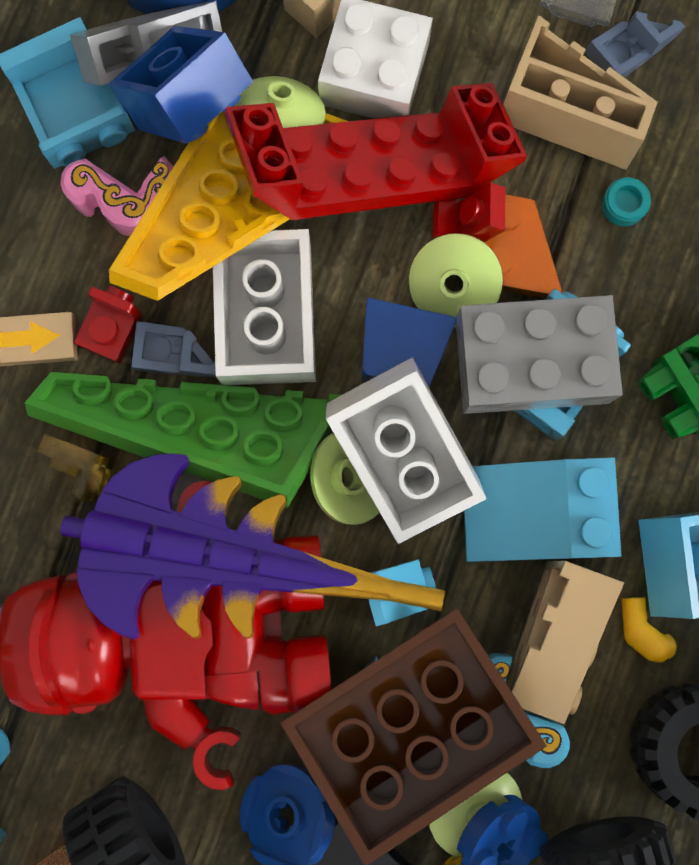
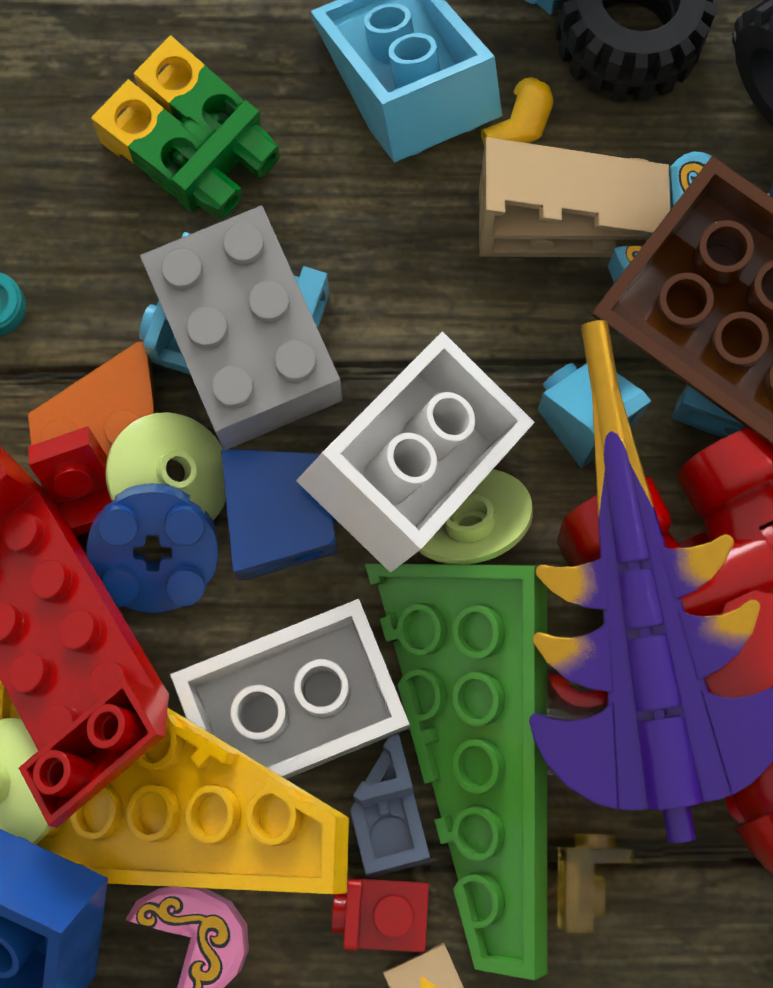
camera: 110 degrees left, 5 degrees down
(386, 236) = (179, 523): none -> blue plate
(545, 511) = (424, 267): medium azure slope -> none

